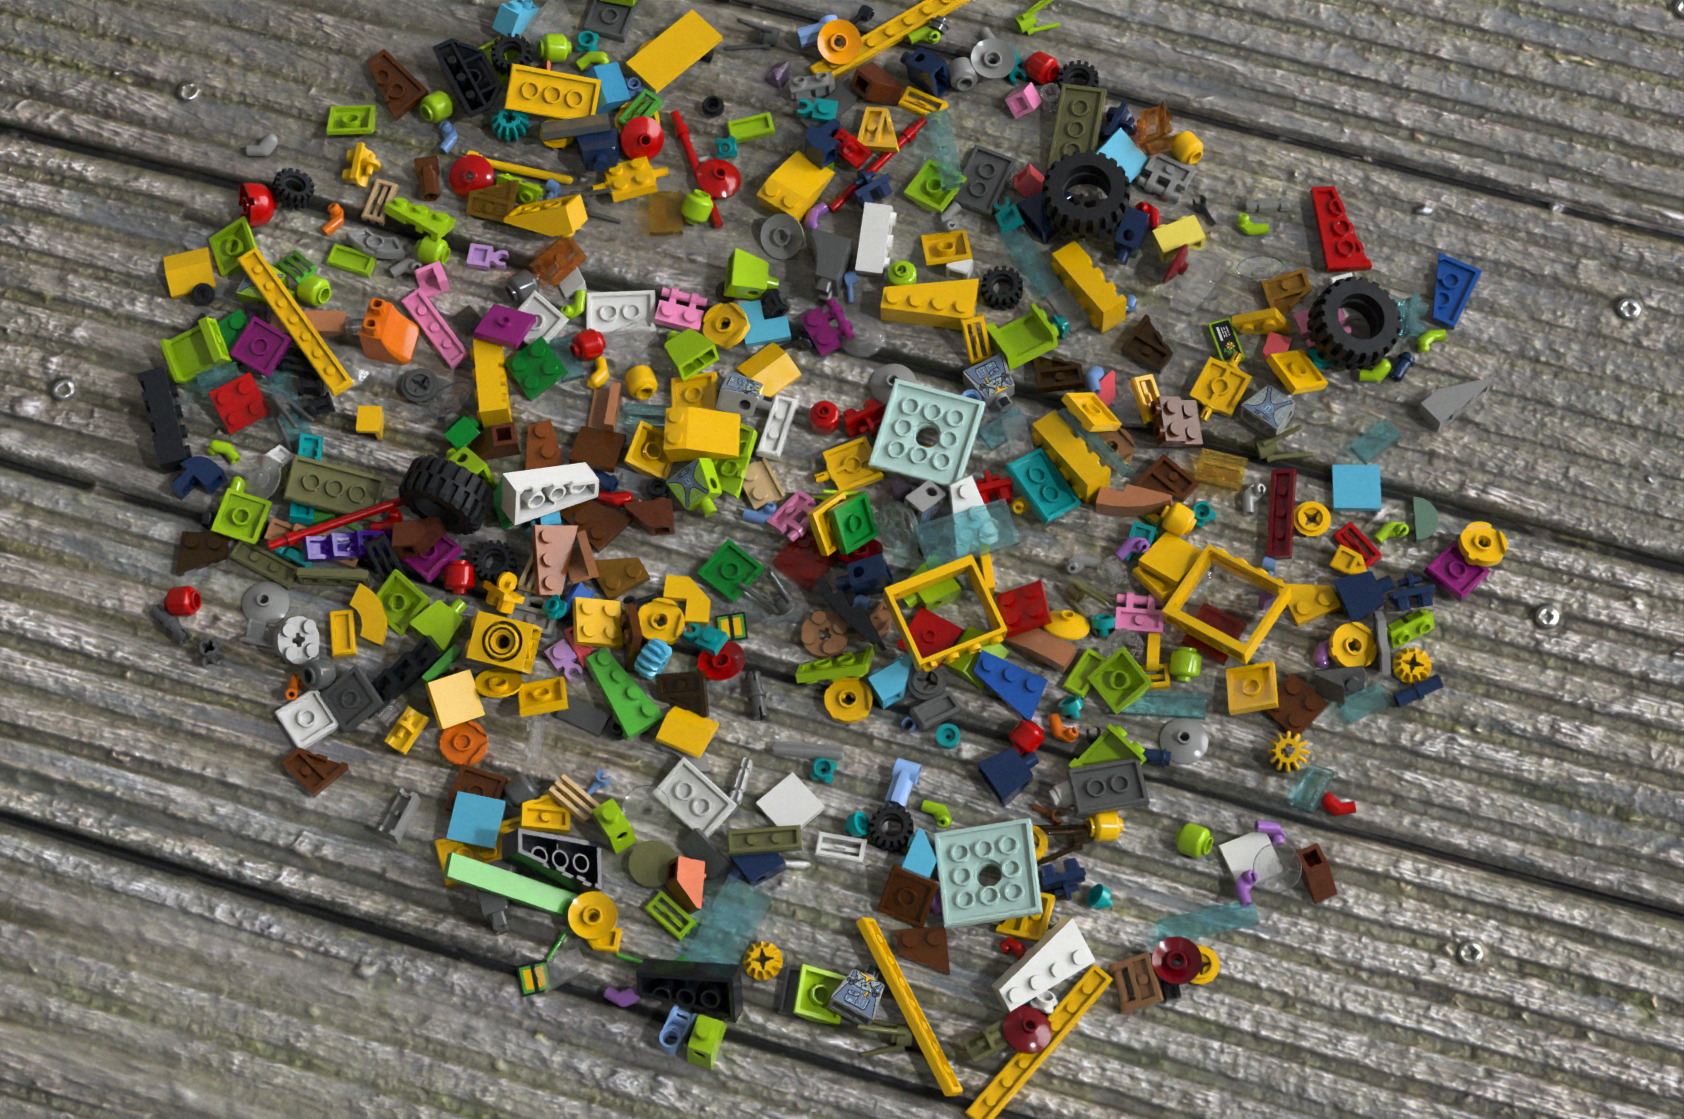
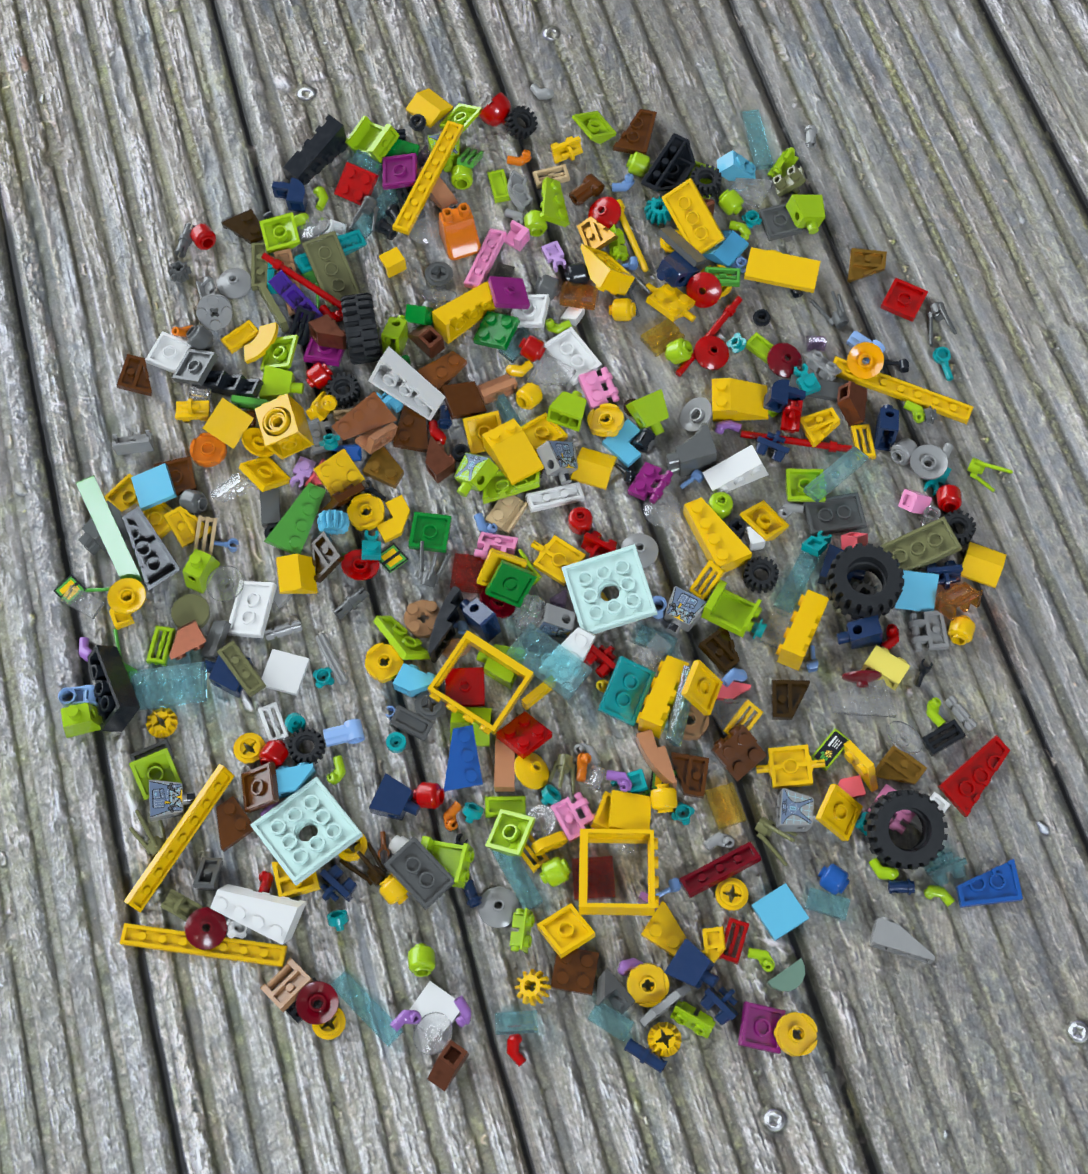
camera: 55 degrees right, 0 degrees up
(529, 247) = (577, 273): none -> black head
(605, 230) = (622, 309): none -> yellow head
(778, 123) = (778, 363): none -> dark red dish
(860, 878) = (248, 739): none -> yellow gear
(878, 863) = (274, 752): none -> red head
(937, 274) = (739, 524): none -> black bush
(969, 997) = (208, 874): none -> dark grey slope
(1093, 578) = (583, 760): none -> orange arm
(1130, 84) = (982, 564): none -> yellow slope
(1231, 735) = (524, 922): none -> lime hinge
(1280, 252) = (929, 746): none -> black tile
(1357, 418) = (833, 879): none -> blue head

